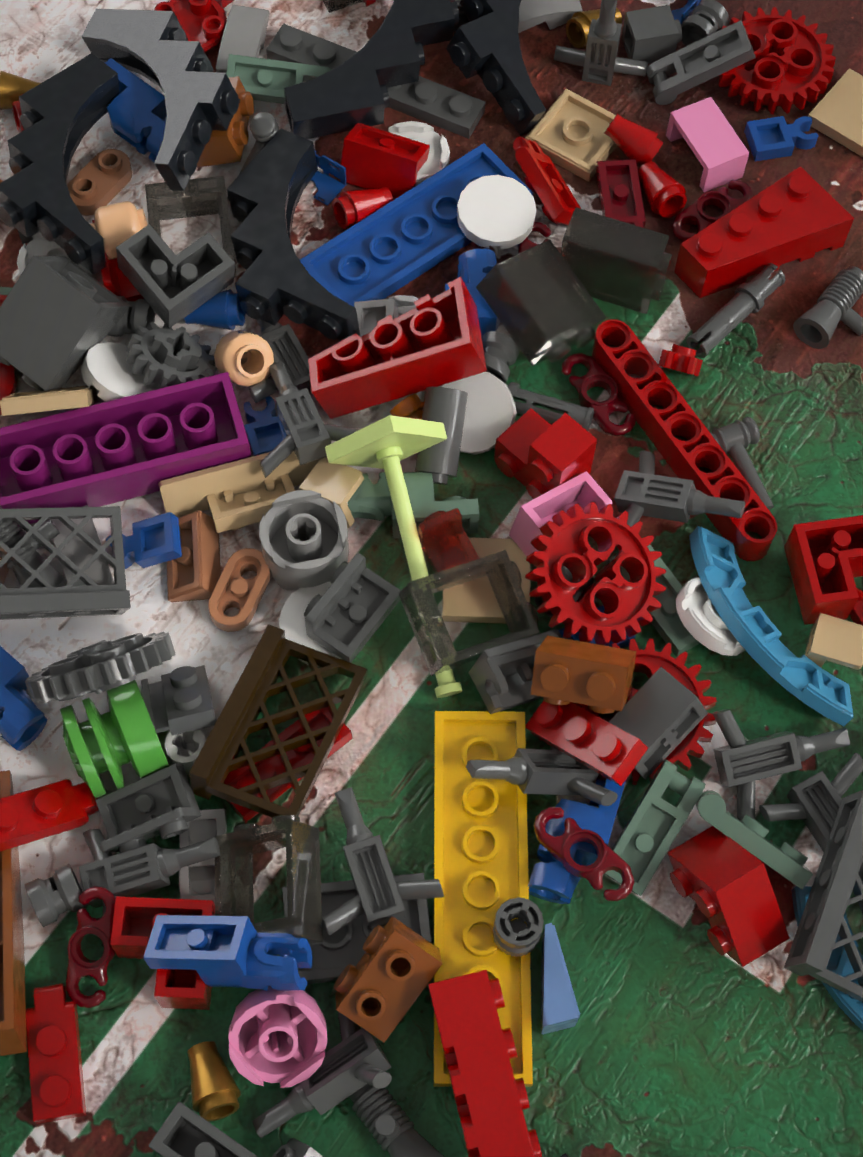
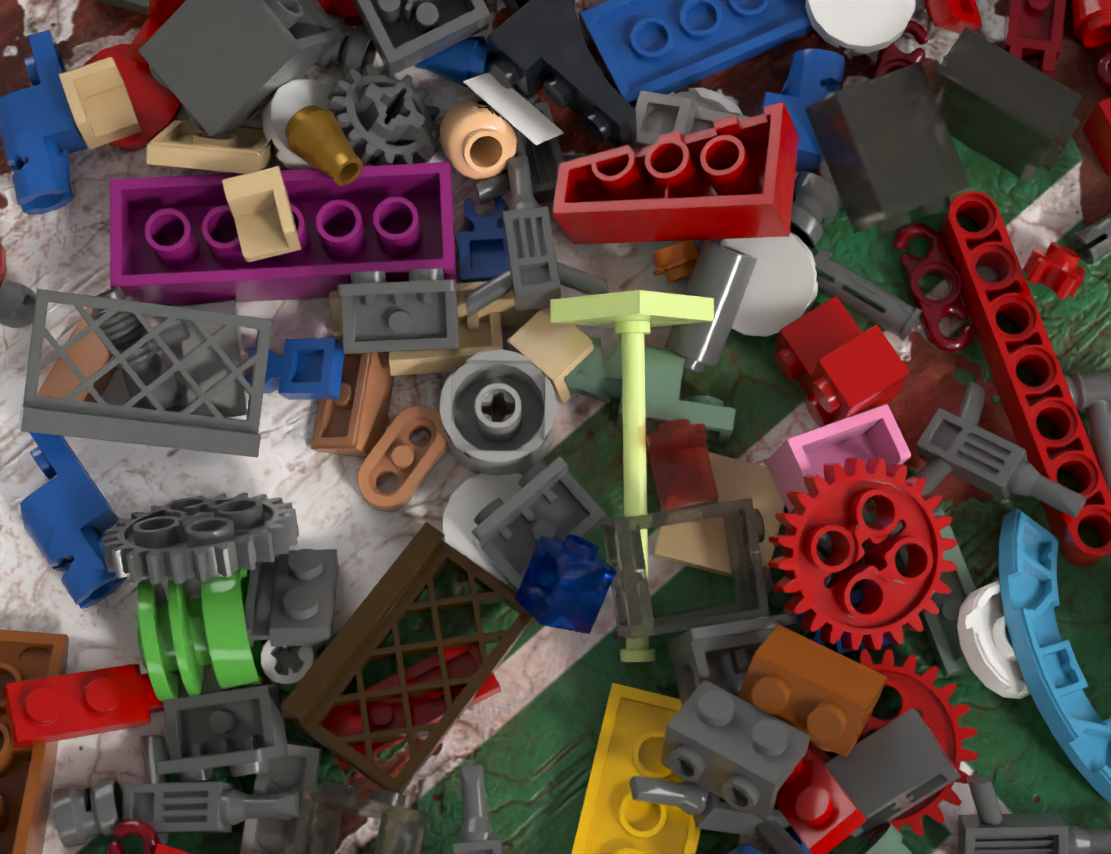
camera: 15 degrees right, 10 degrees up
(97, 430) = (262, 214): none -> tan panel
(129, 375) = (320, 141): none -> pearl gold cone
(214, 480) = (399, 314): none -> dark grey bracket
(266, 330) = (514, 108): none -> white sticker
(383, 641) = (565, 583): none -> clear blue brick
(536, 725) = (732, 749): none -> dark grey bracket

